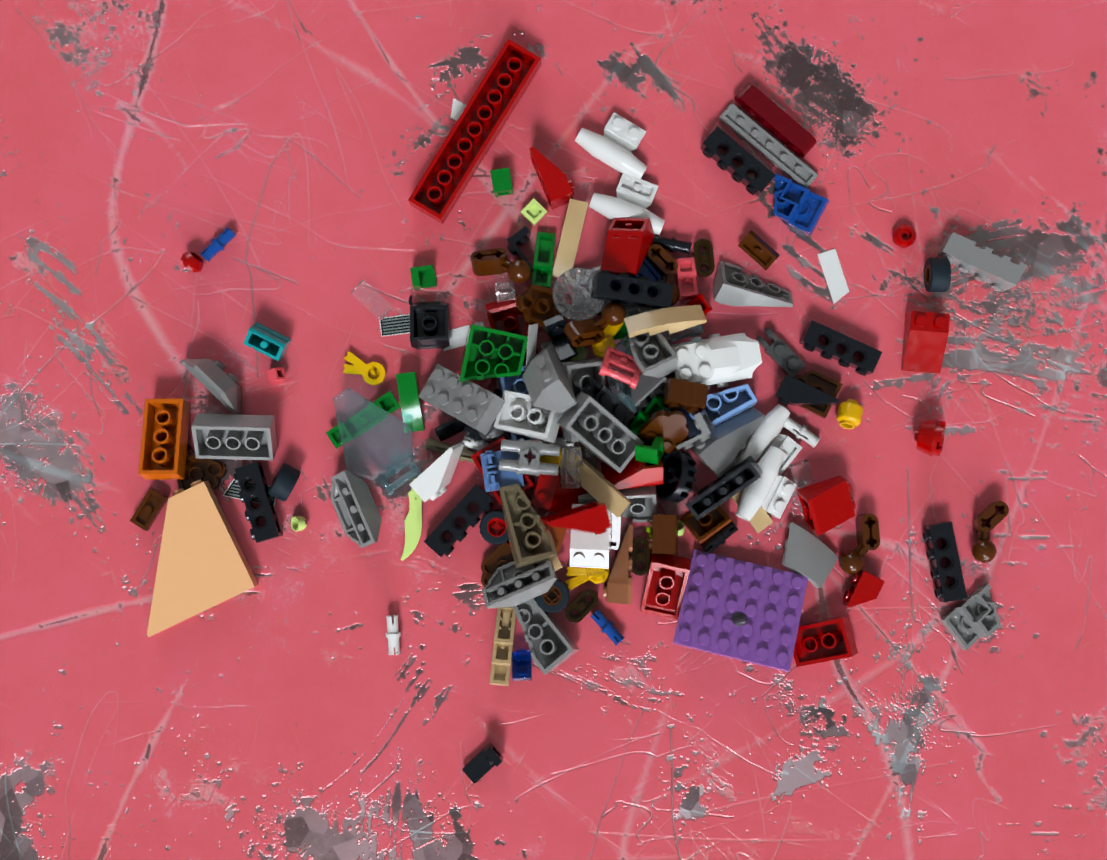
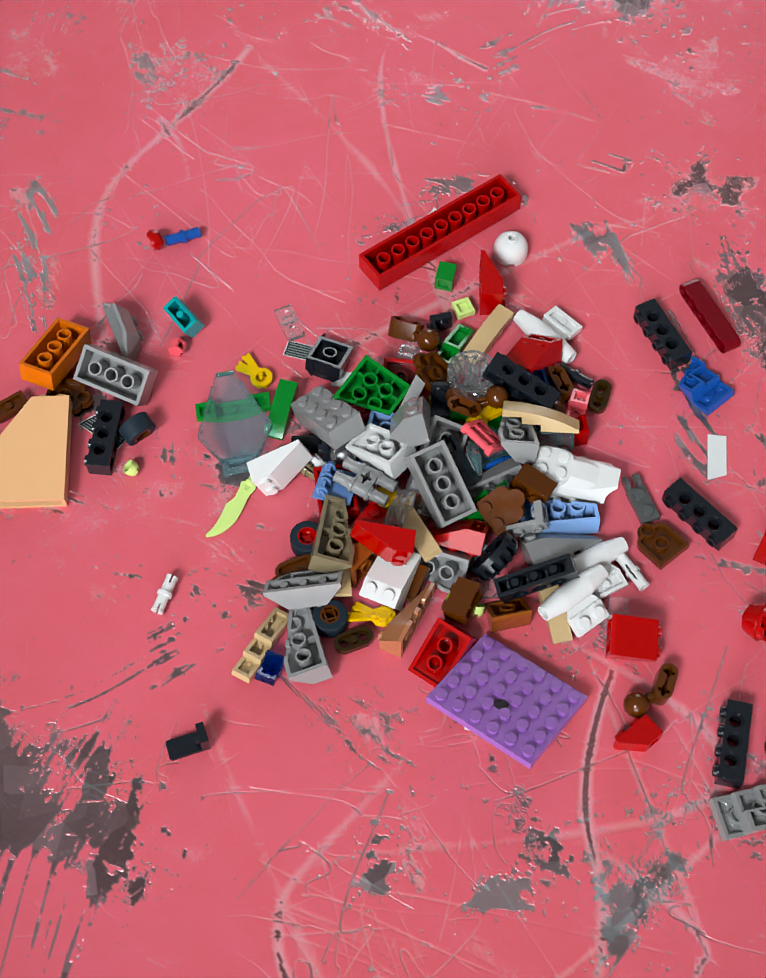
camera: 25 degrees right, 25 degrees down
(355, 508) = (188, 470): light grey wedge -> none
(423, 277) = (342, 320): green panel -> none
(435, 539) = (264, 519): black brick -> none
(551, 120) = (510, 248): none -> white cylinder
(607, 627) = (369, 669): blue pin -> none
(615, 145) = (558, 284): white plate -> none
(640, 556) = (427, 618): dark brown plate -> none
(650, 454) = (479, 519): green panel -> none
(719, 537) = (514, 632): black pin -> none
(740, 289) = (617, 428): light grey wedge -> none
(758, 250) = (653, 408): reddish brown plate -> none
(768, 146) = (695, 334): light grey tile -> none
(801, 394) = (646, 535): black slope -> none
(807, 555) = (595, 681): light grey slope -> none
(824, 641) = (579, 768): red slope -> none
(849, 414) = (686, 573): yellow head -> none

